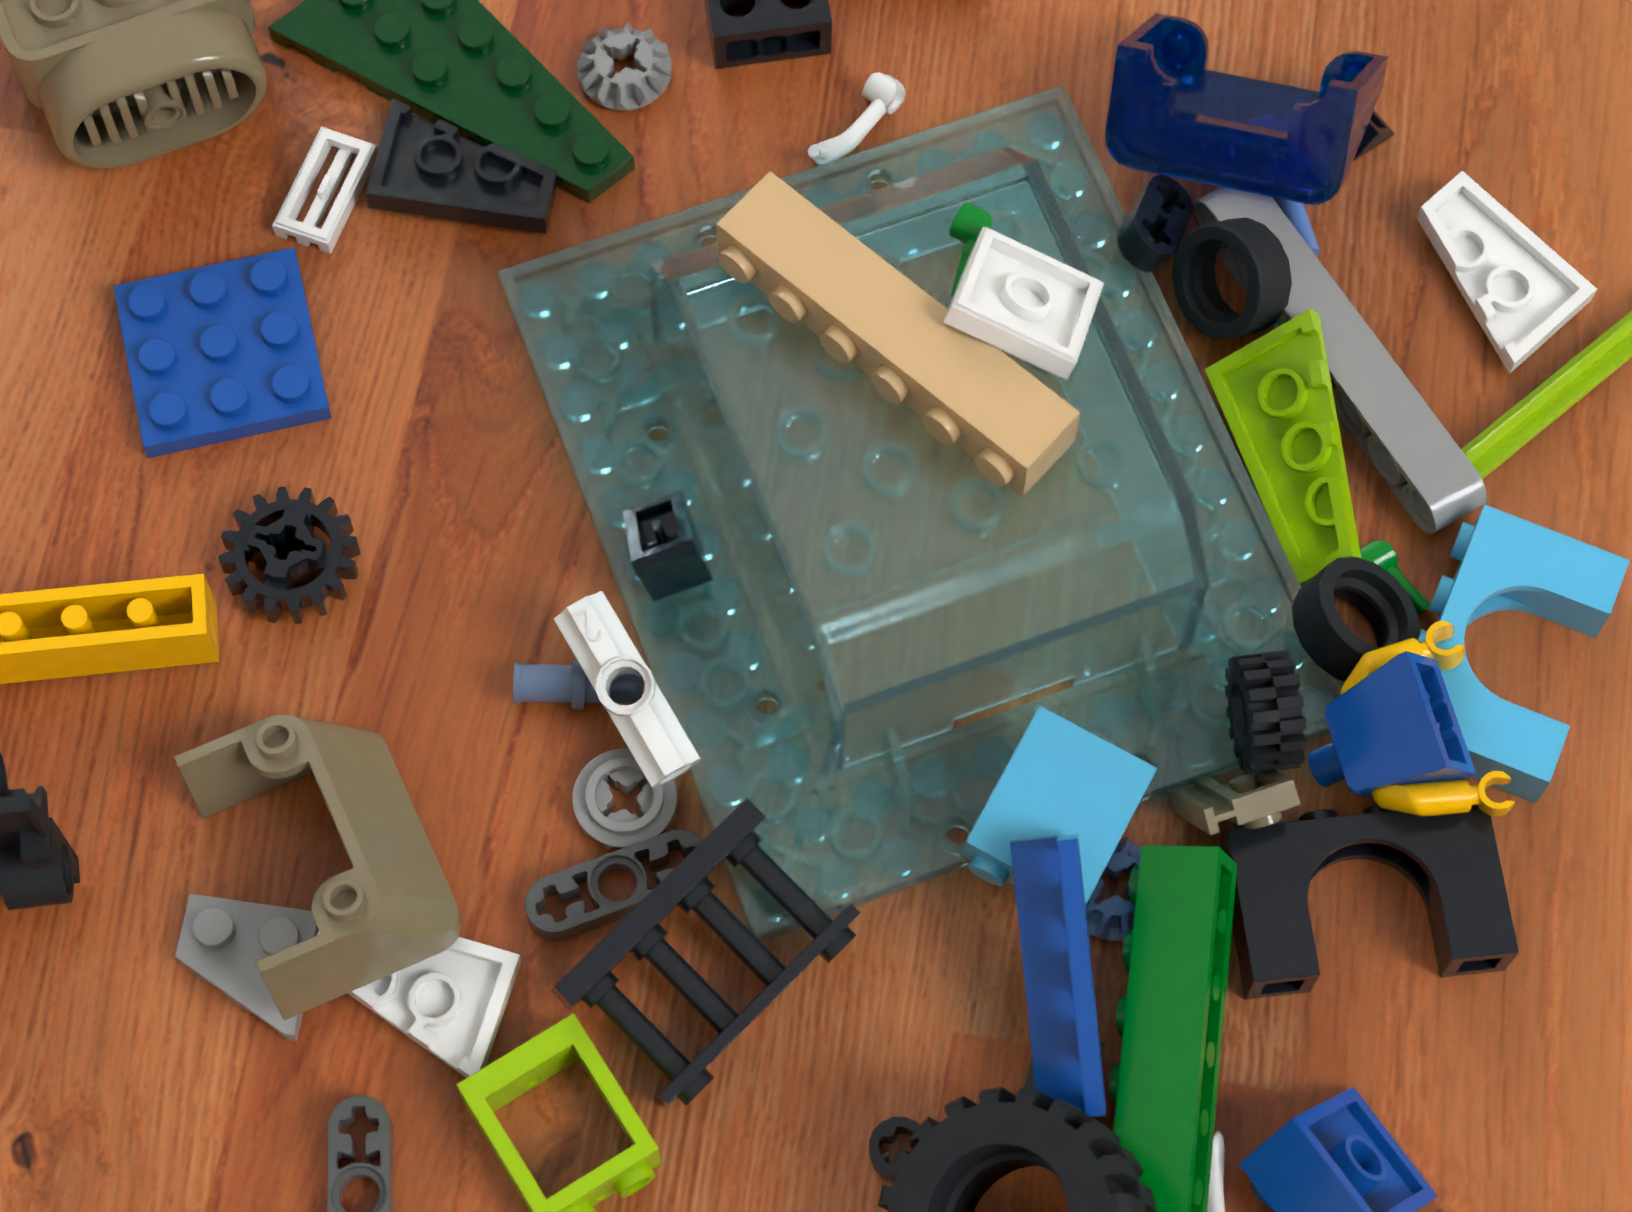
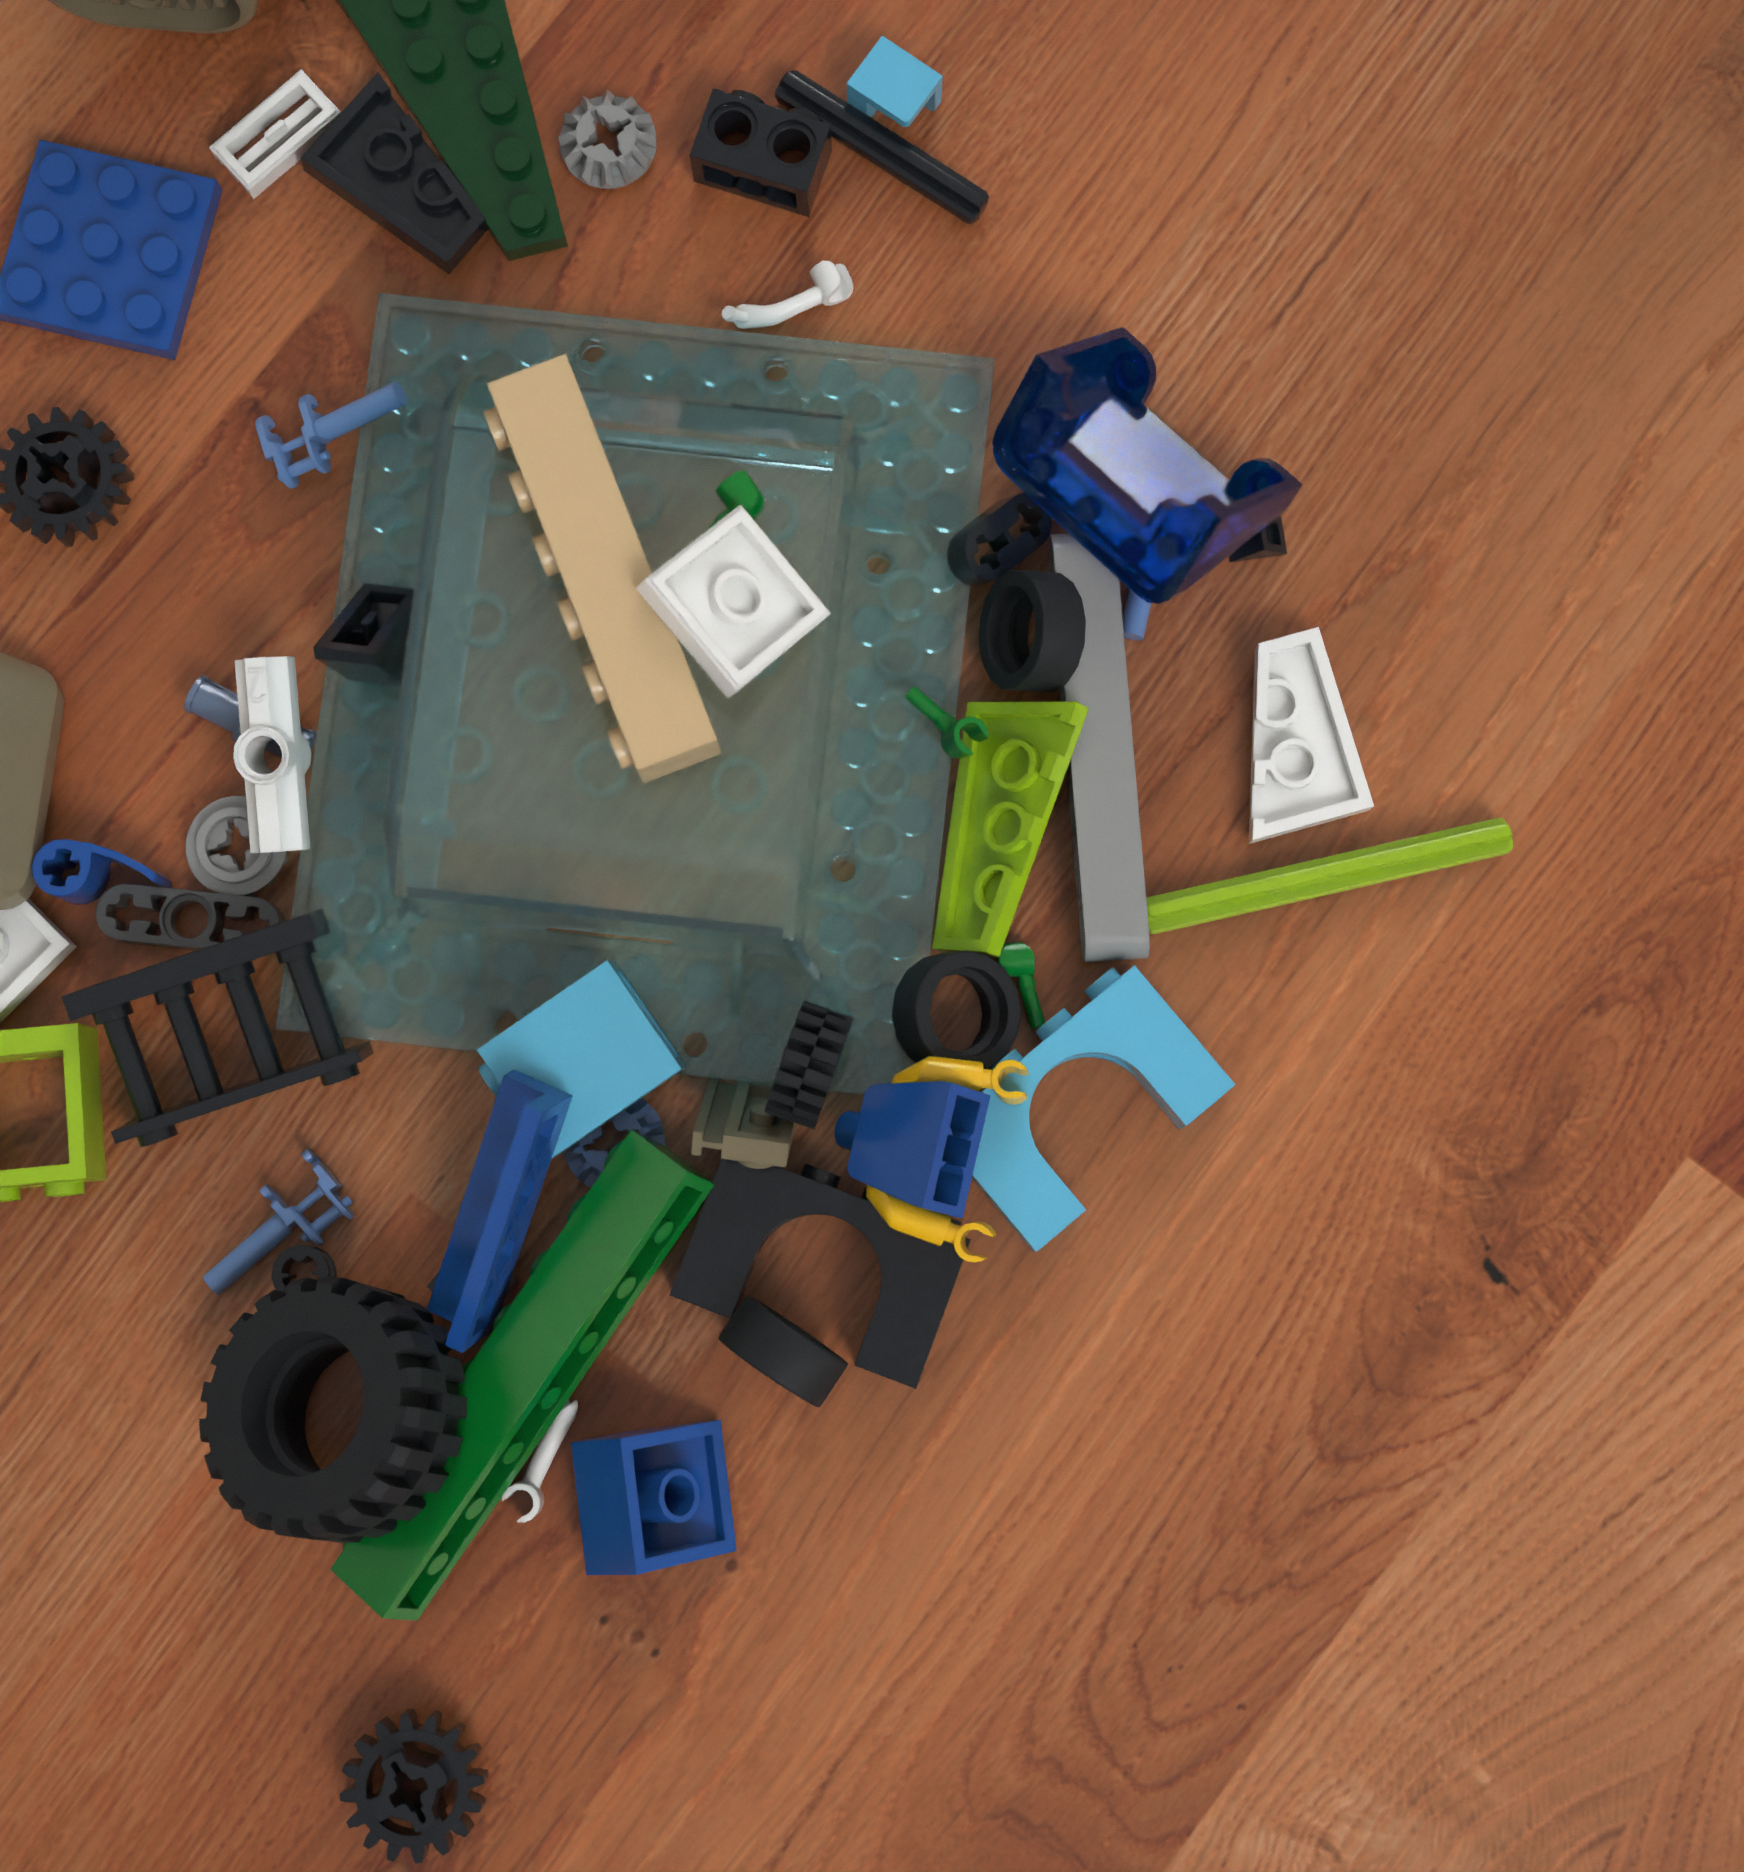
camera: 30 degrees right, 15 degrees up
(496, 869) = (93, 872): none -> blue panel
(514, 402) = (321, 430): none -> medium blue piece
(853, 1117) = (281, 1226): none -> medium blue piece
(1217, 395) = (948, 724): none -> green hand
(1383, 980) = (782, 1351): none -> black tyre

